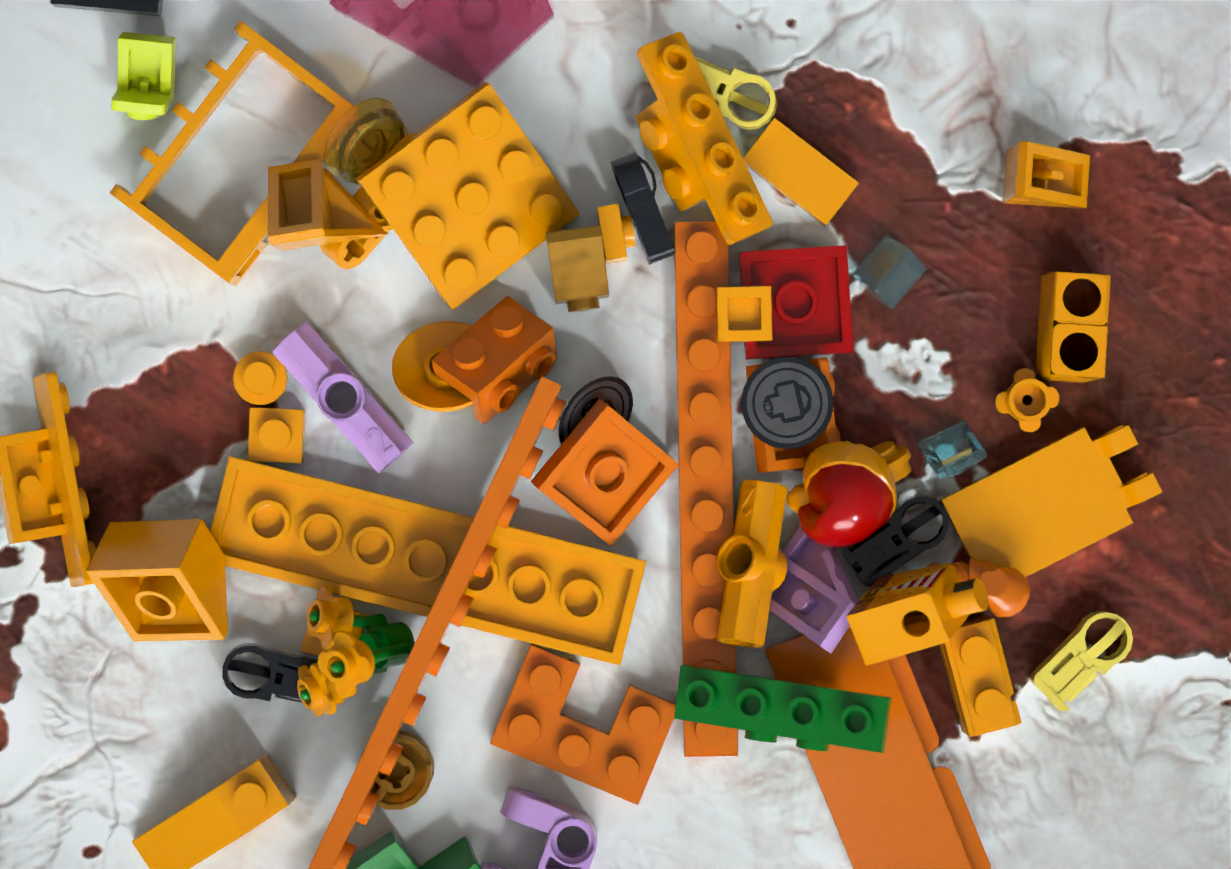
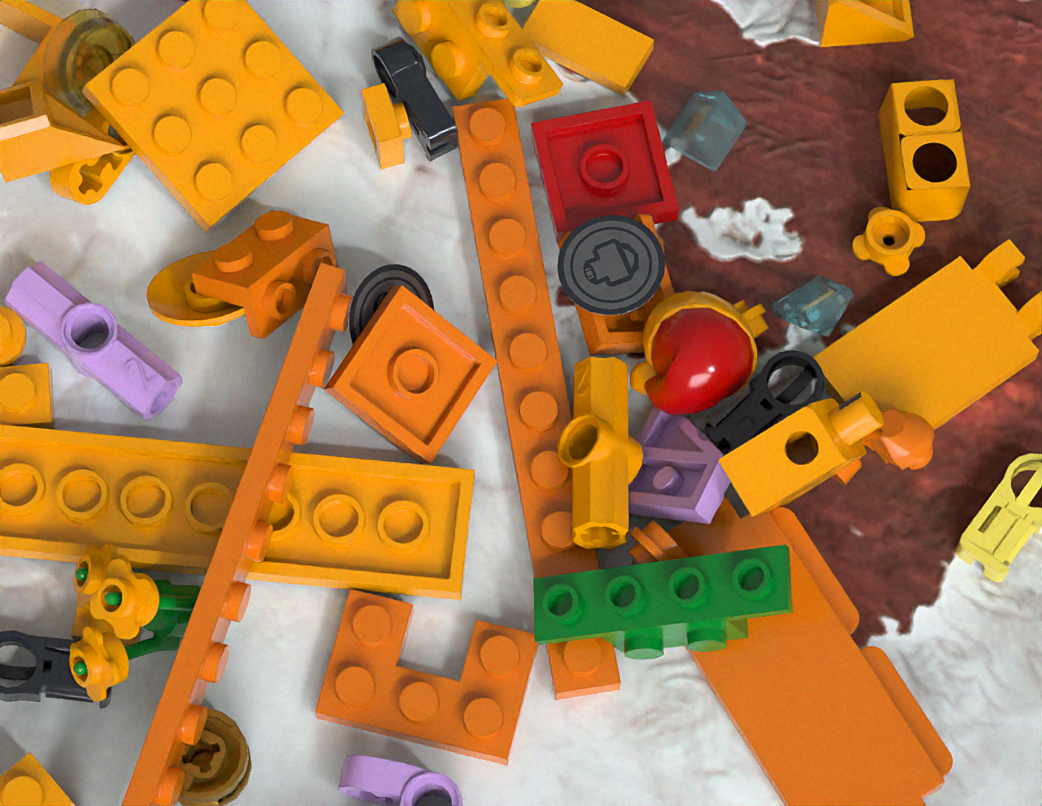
camera: 10 degrees left, 20 degrees down
(578, 267) = (347, 152): pearl gold slope -> none
(744, 314) = (545, 181): light orange tile -> none
(784, 659) = (654, 545): none -> orange plate
(979, 678) = (892, 543): light orange brick -> none

